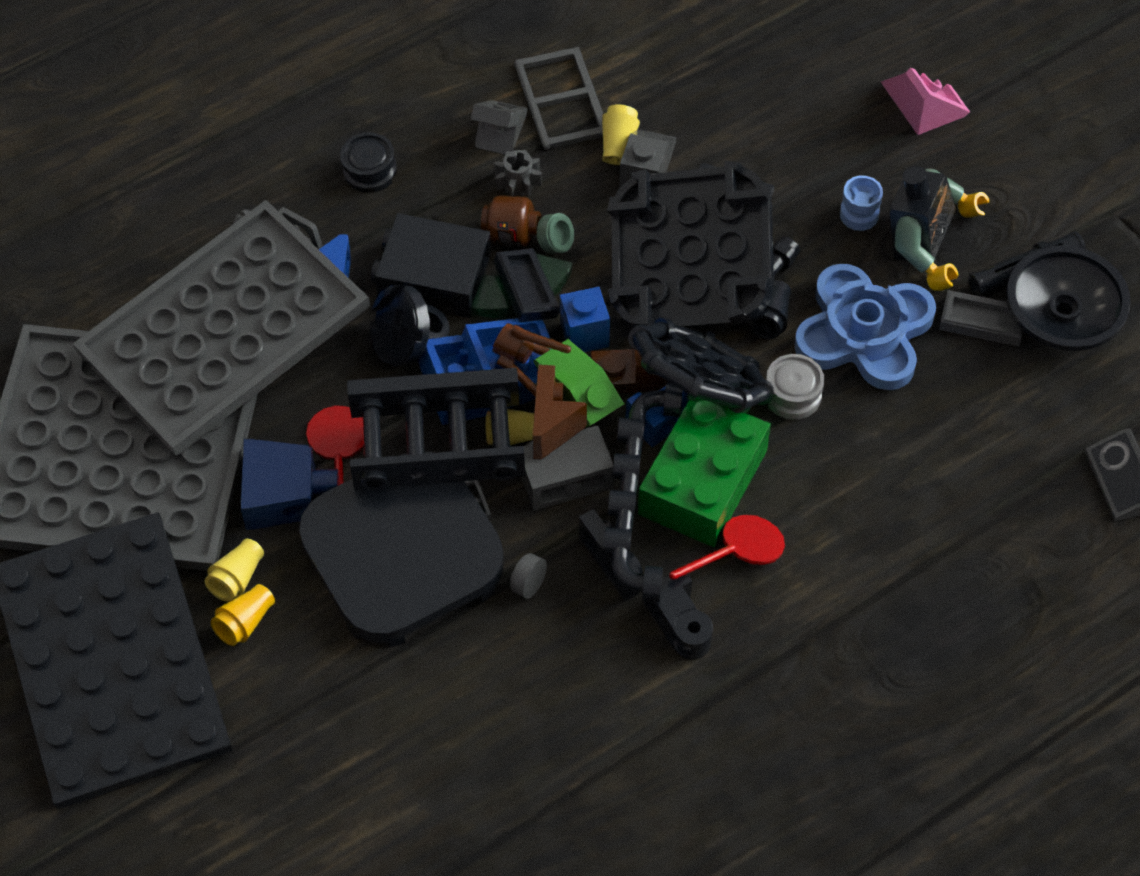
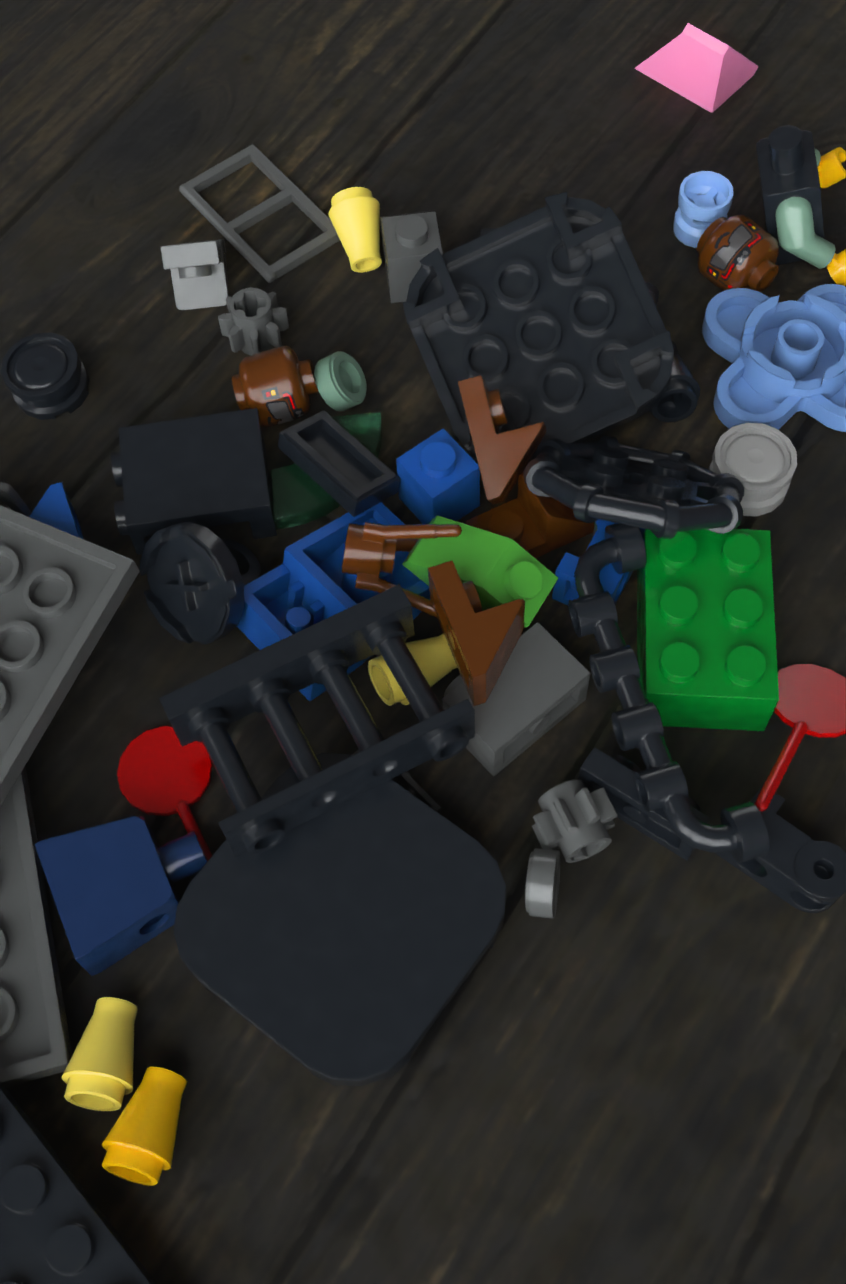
camera: 20 degrees left, 5 degrees up
(563, 548) = (574, 820): none -> dark grey gear
(622, 308) = (498, 455): none -> reddish brown slope
(864, 242) = (738, 254): none -> reddish brown head

